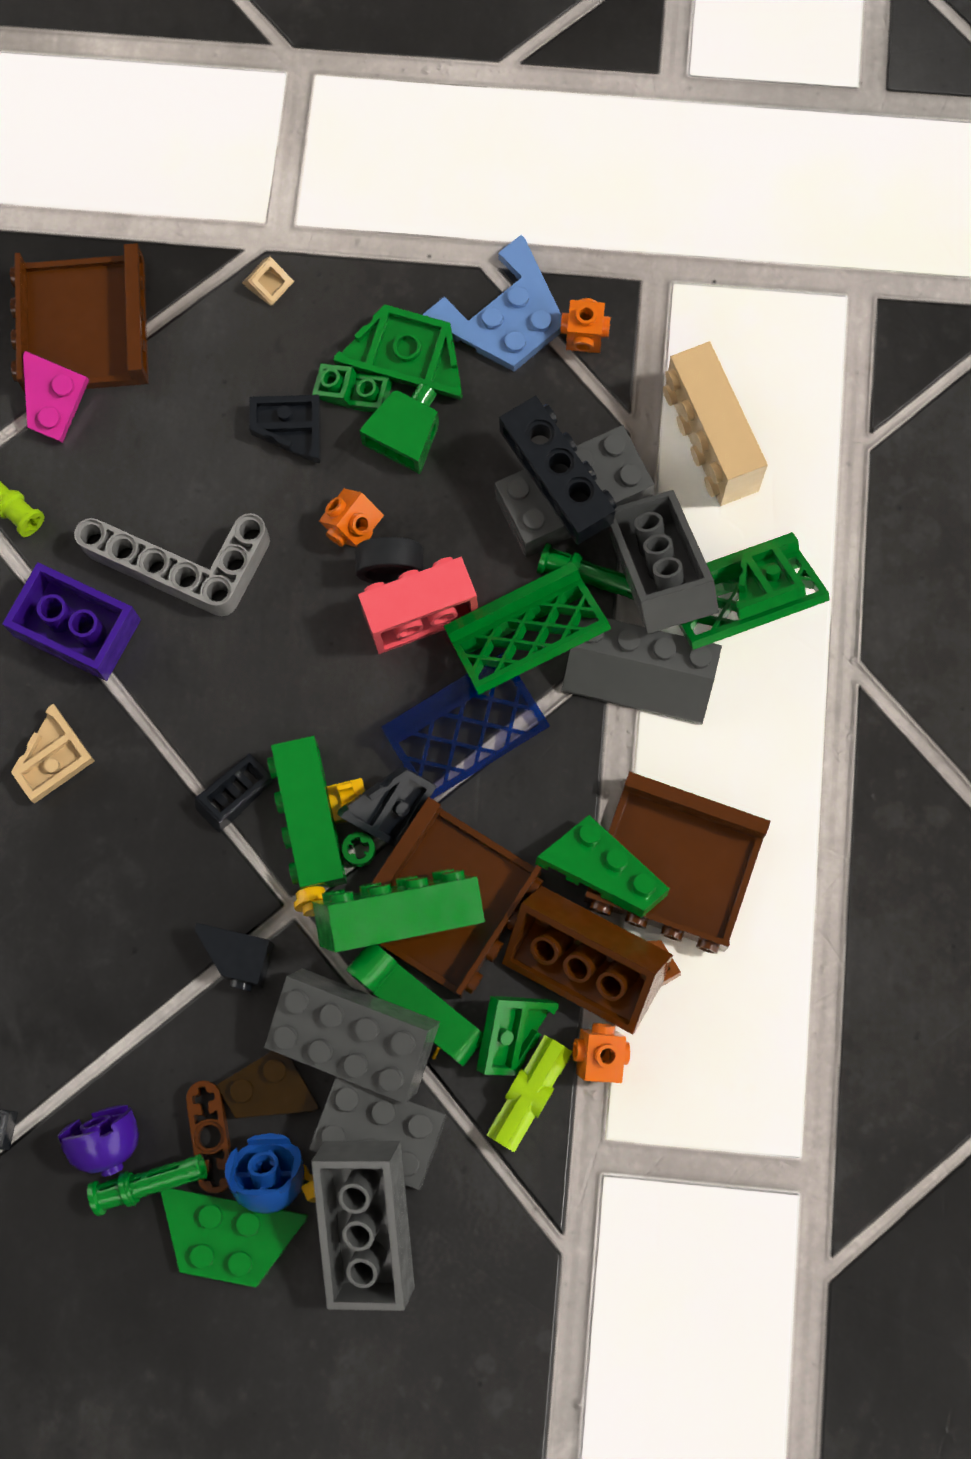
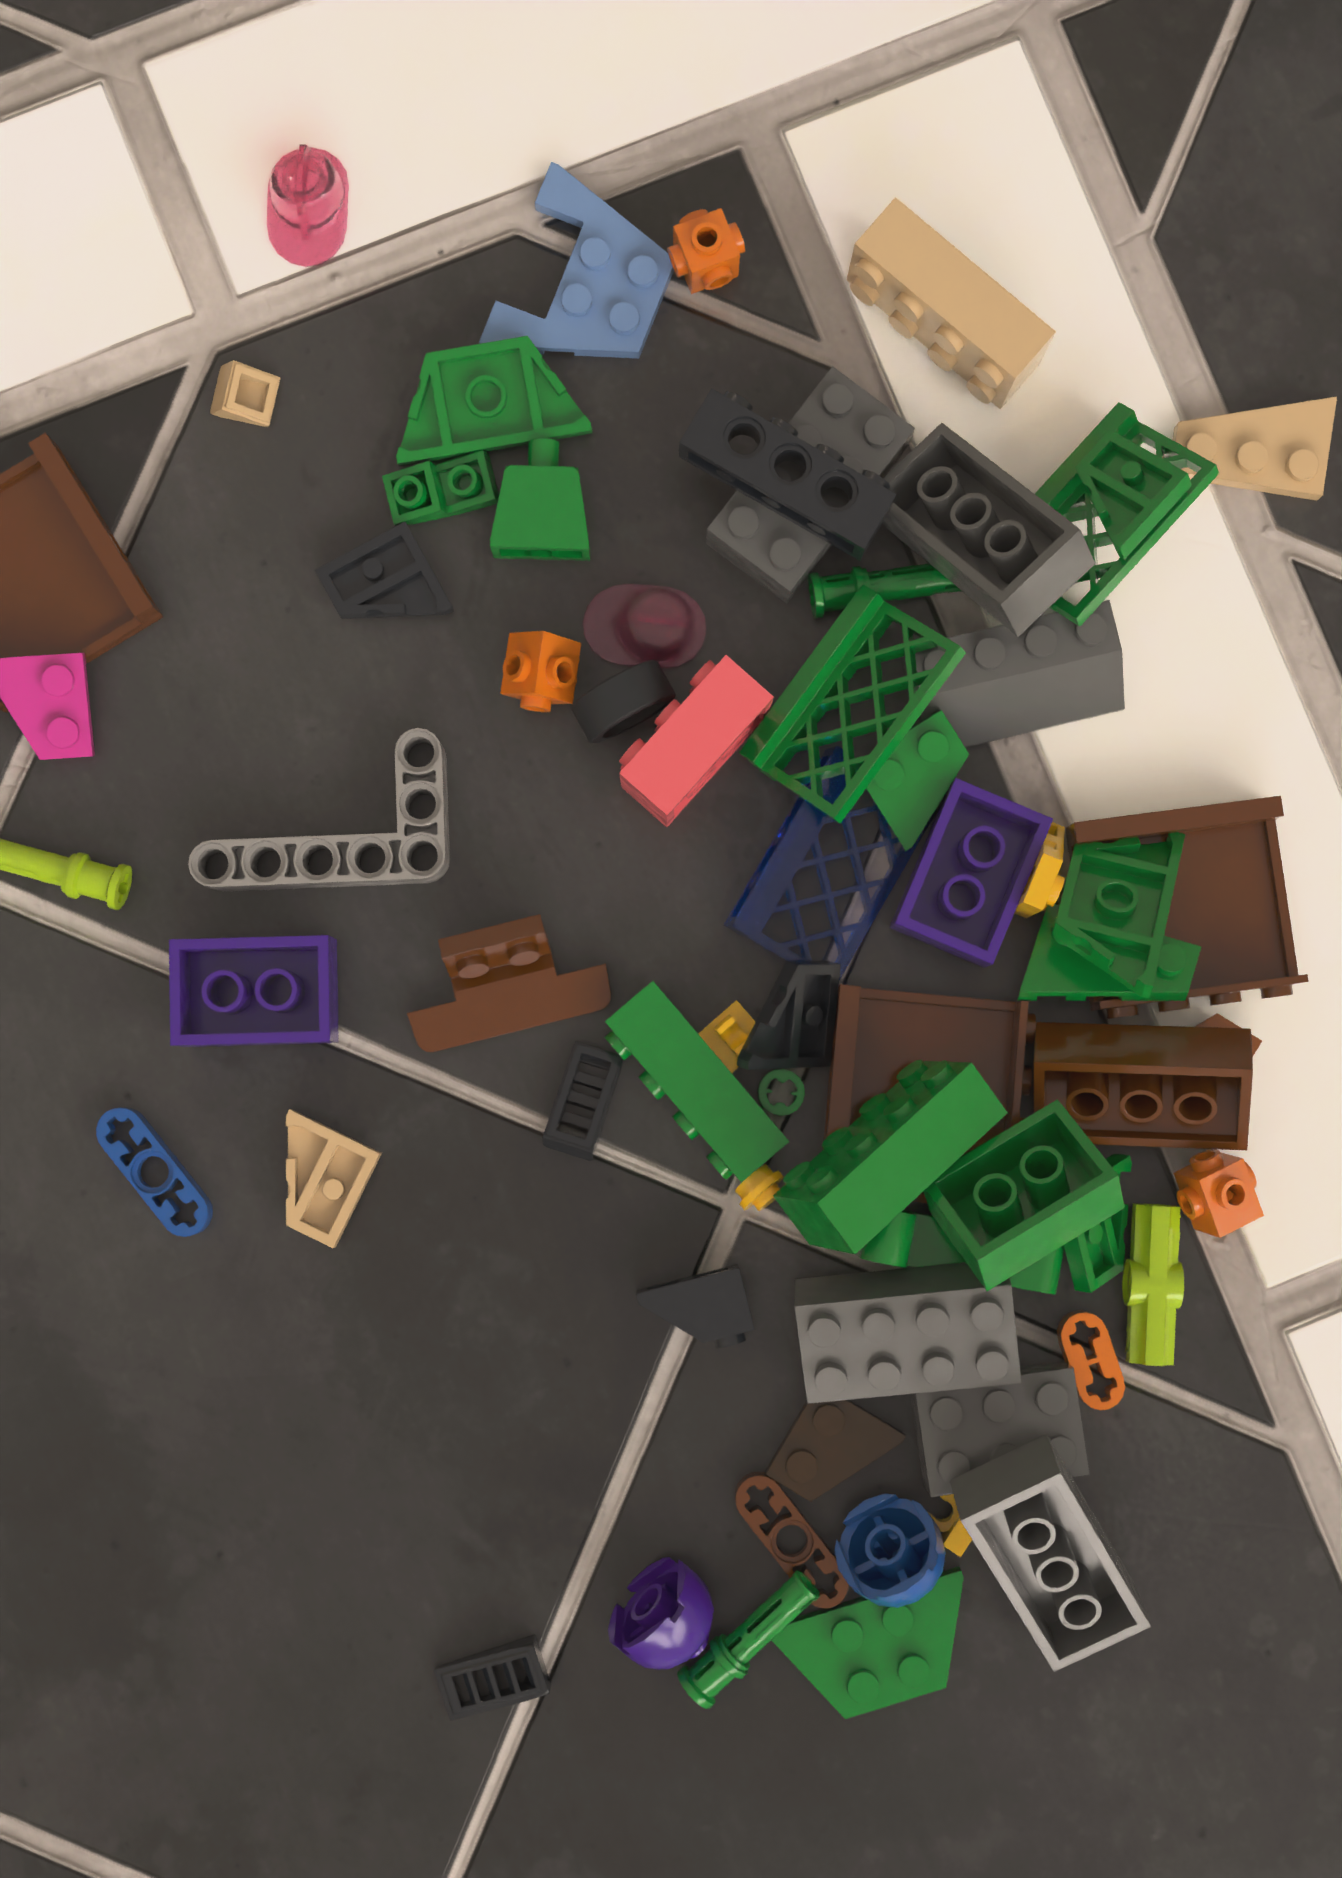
camera: 35 degrees left, 10 degrees up
(226, 697) = (505, 985): none -> reddish brown plate
(364, 193) = (307, 206): none -> clear pink piece
(432, 524) = (644, 624): none -> clear pink piece
(467, 978) = (1024, 1194): none -> green brick
(473, 1124) = (1102, 1354): none -> orange beam
(544, 693) = (918, 776): none -> green wing
(547, 770) = (971, 873): none -> brick
(586, 797) = (1044, 882): none -> yellow wing
(629, 834) = (1120, 906): none -> green wing
(873, 607) = (1266, 448): none -> tan wing

